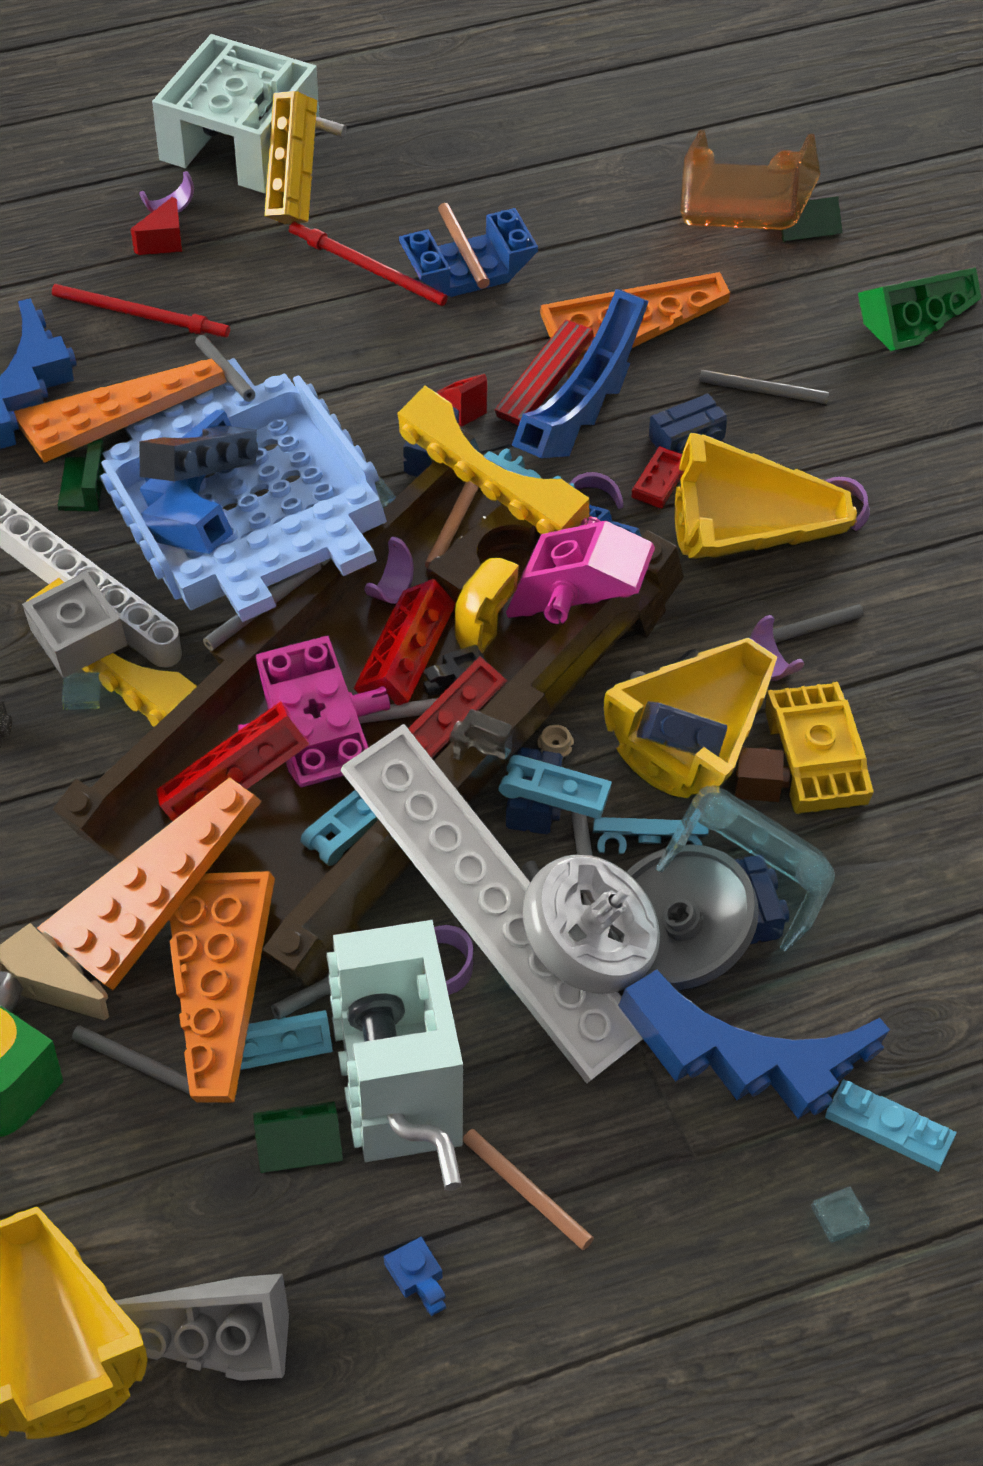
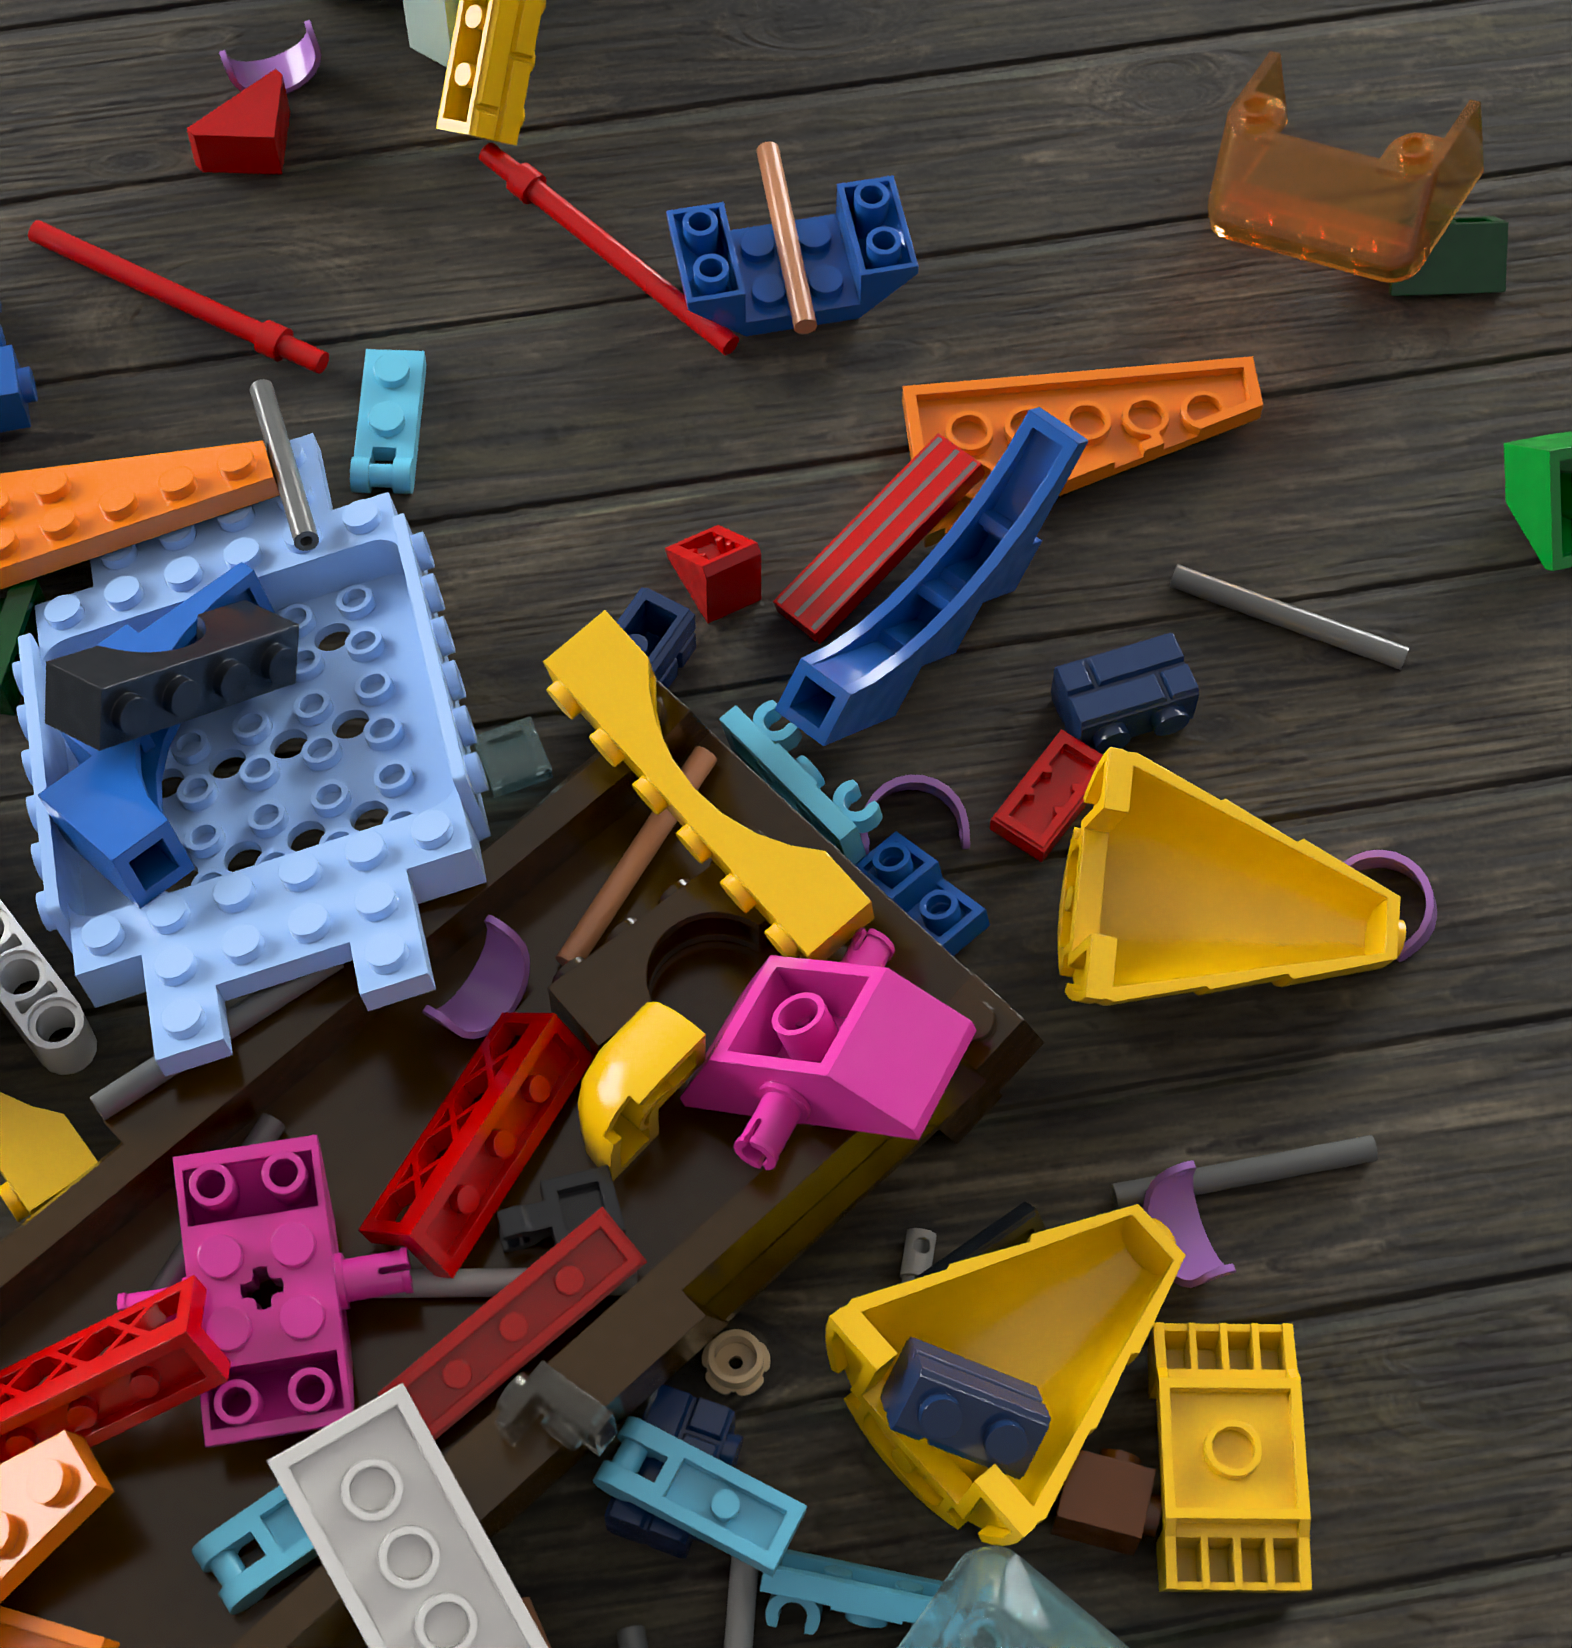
camera: 10 degrees right, 10 degrees up
(268, 349) = (389, 421): none -> medium azure plate

